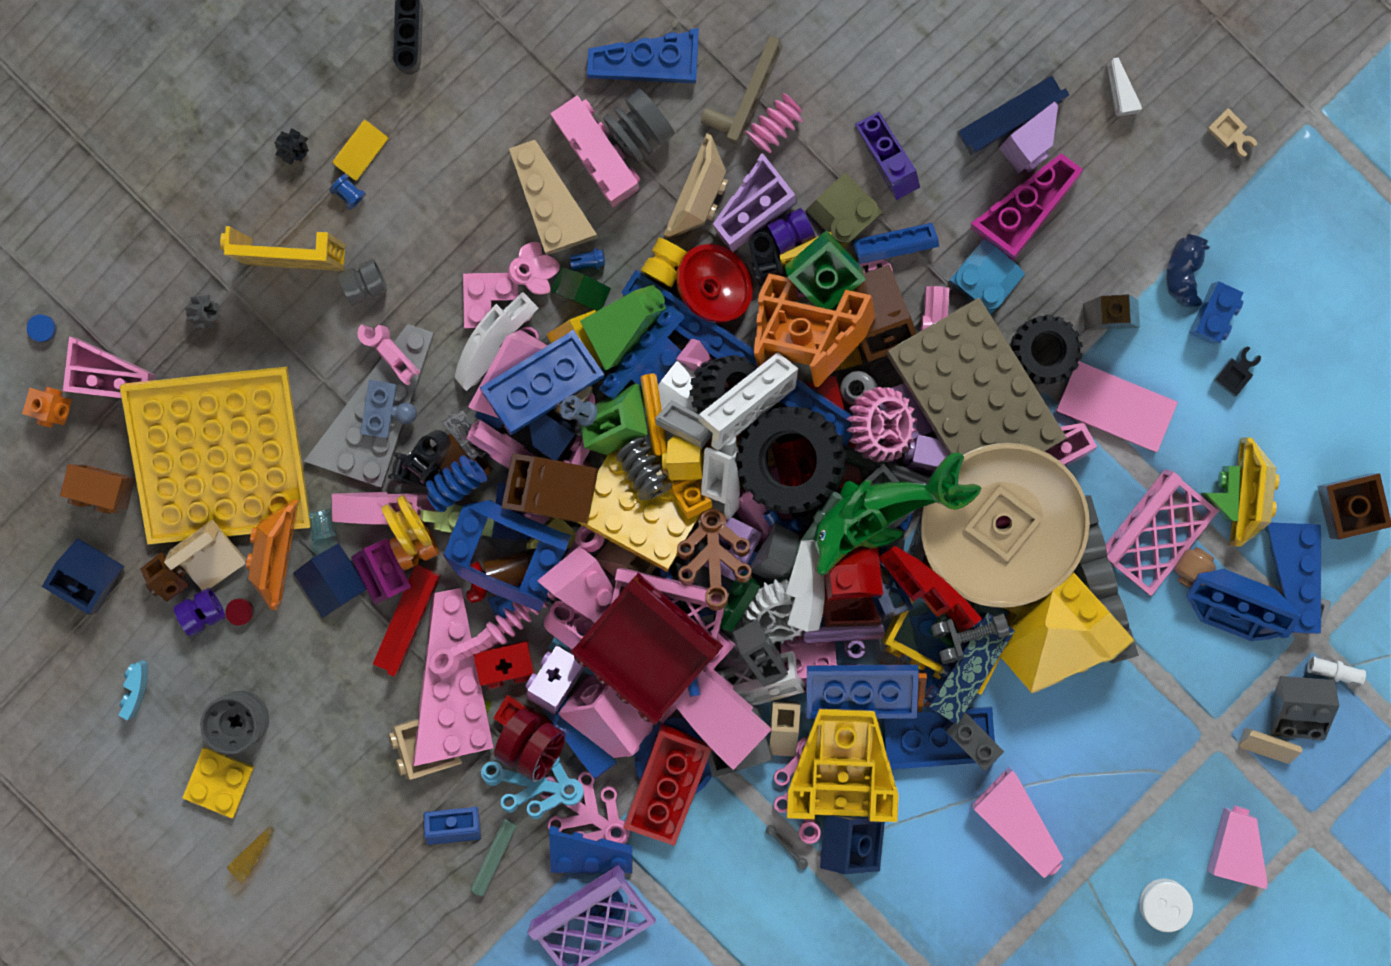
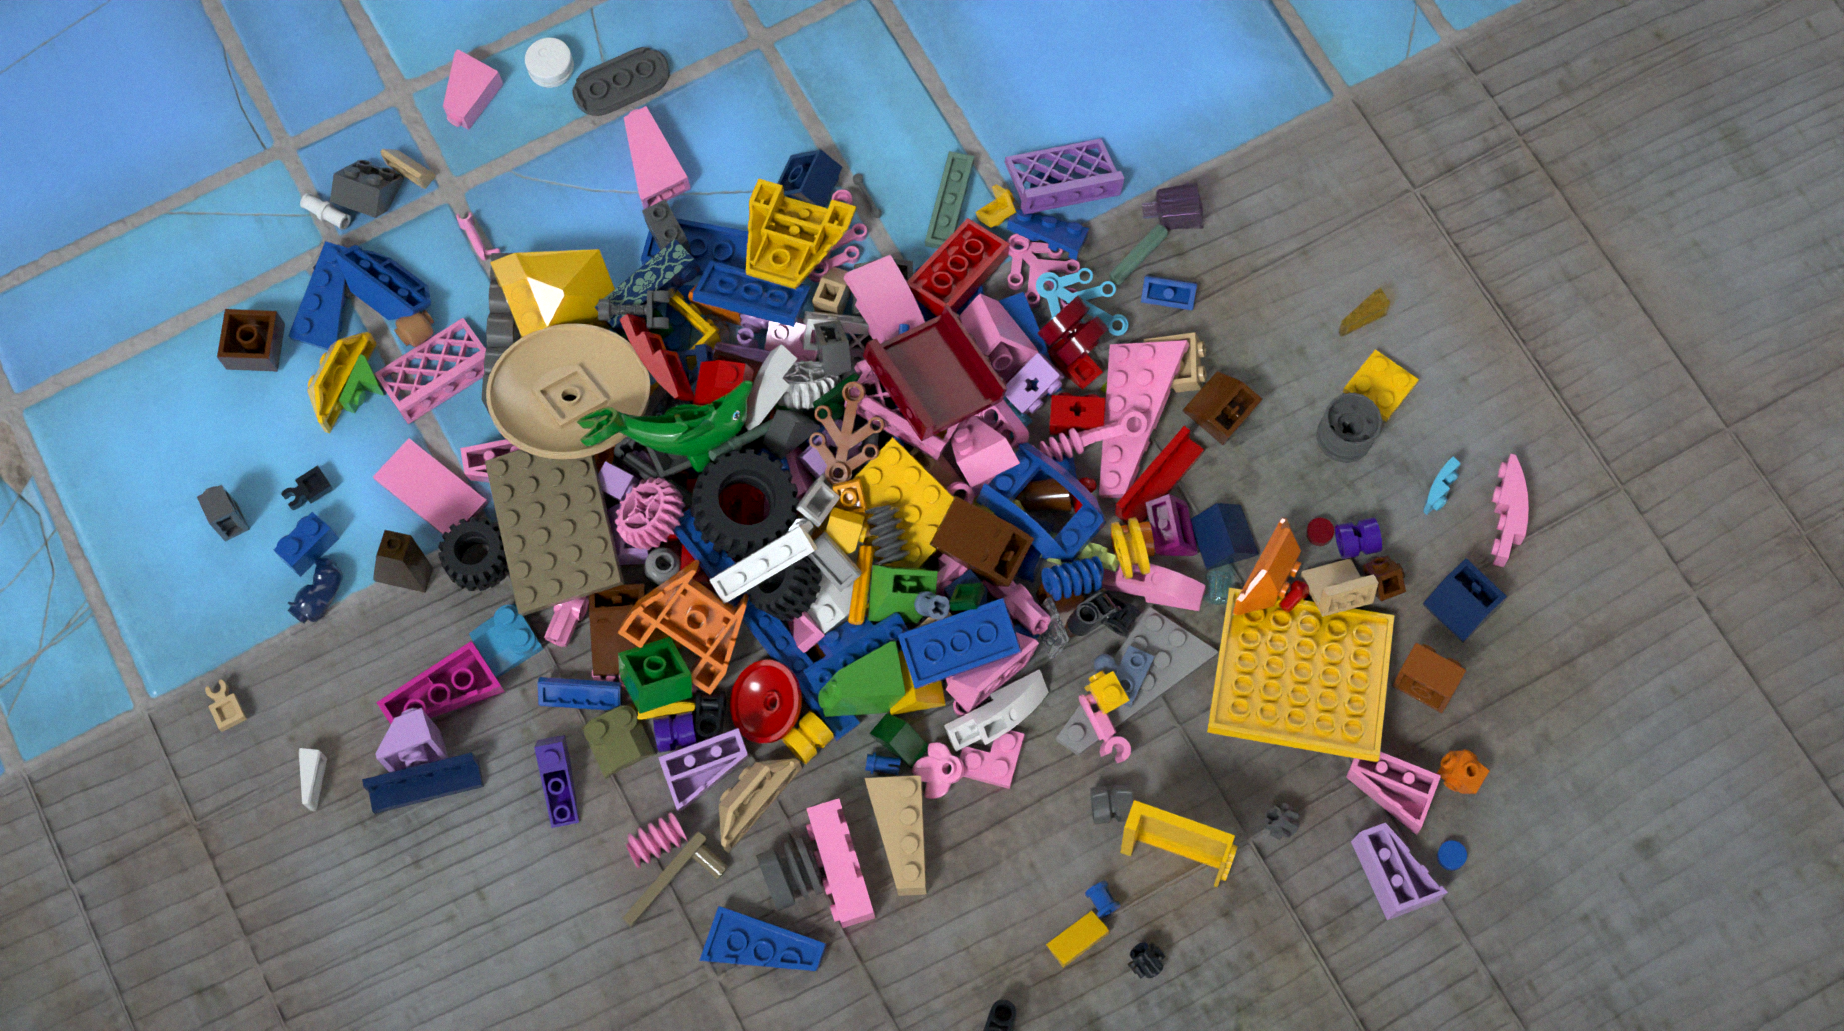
camera: 155 degrees left, 20 degrees down
(61, 695) = (1513, 508): none -> bright pink slope
(87, 290) = (1394, 873): none -> lavender wedge
(241, 540) = (1298, 592): none -> red arm
(364, 711) = (1222, 406): none -> reddish brown slope
(394, 383) = (1106, 691): none -> yellow bracket
(456, 919) = (1177, 207): none -> clear purple torso
(546, 427) = (967, 596): none -> dark green tile
(648, 865) = (997, 210): none -> yellow bracket
(700, 863) = (949, 198): none -> sand green plate
(1084, 906) = (620, 81): none -> dark grey tile
(1172, 685) = (468, 225): none -> bright pink piece
(1310, 317) = (222, 512): none -> dark grey brick

